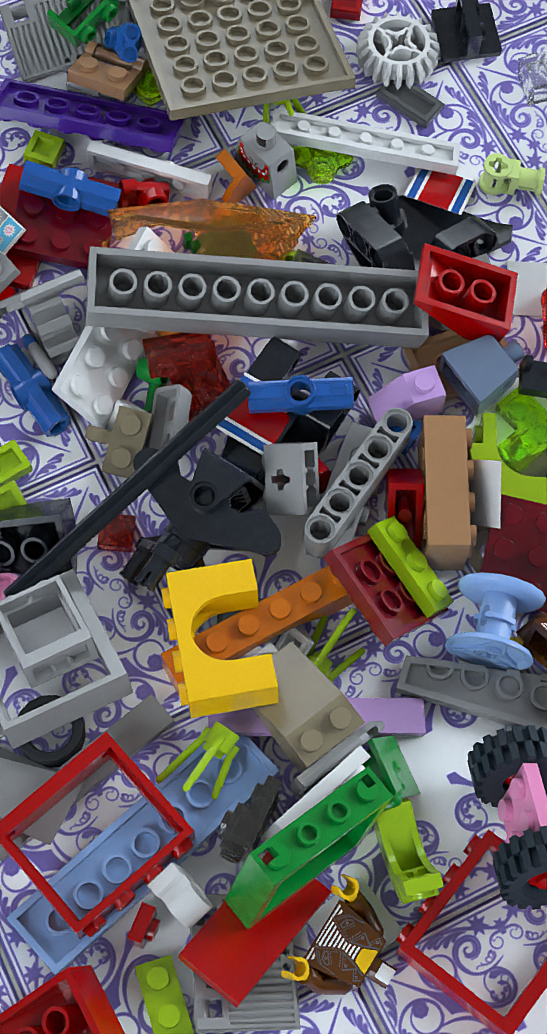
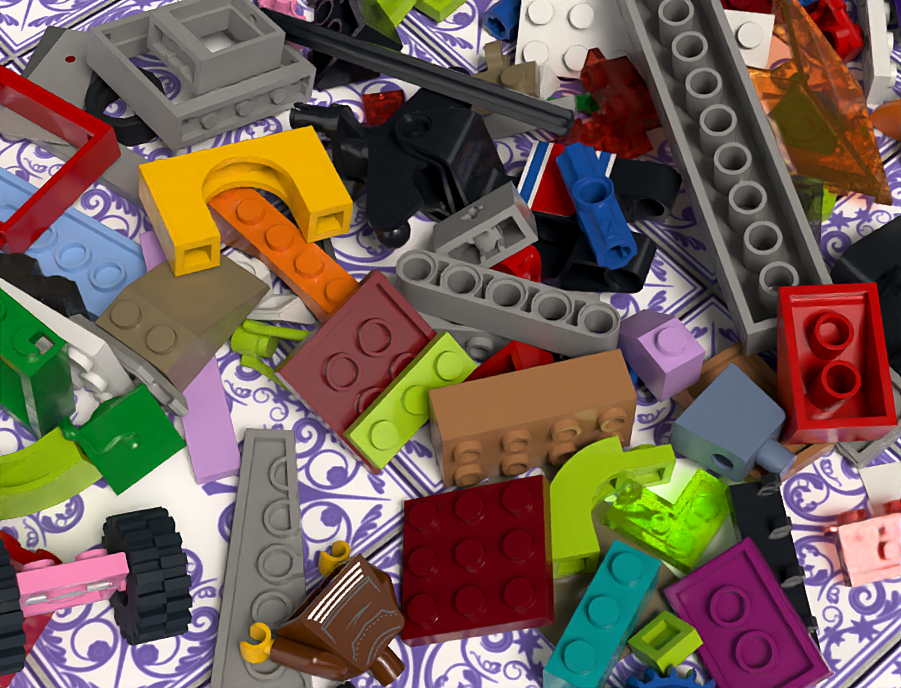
camera: 80 degrees right, 10 degrees down
(218, 742) = (117, 236): lime plant -> none
(487, 491) = (541, 461): white sticker -> none
(498, 601) = (349, 512): light blue piece -> none

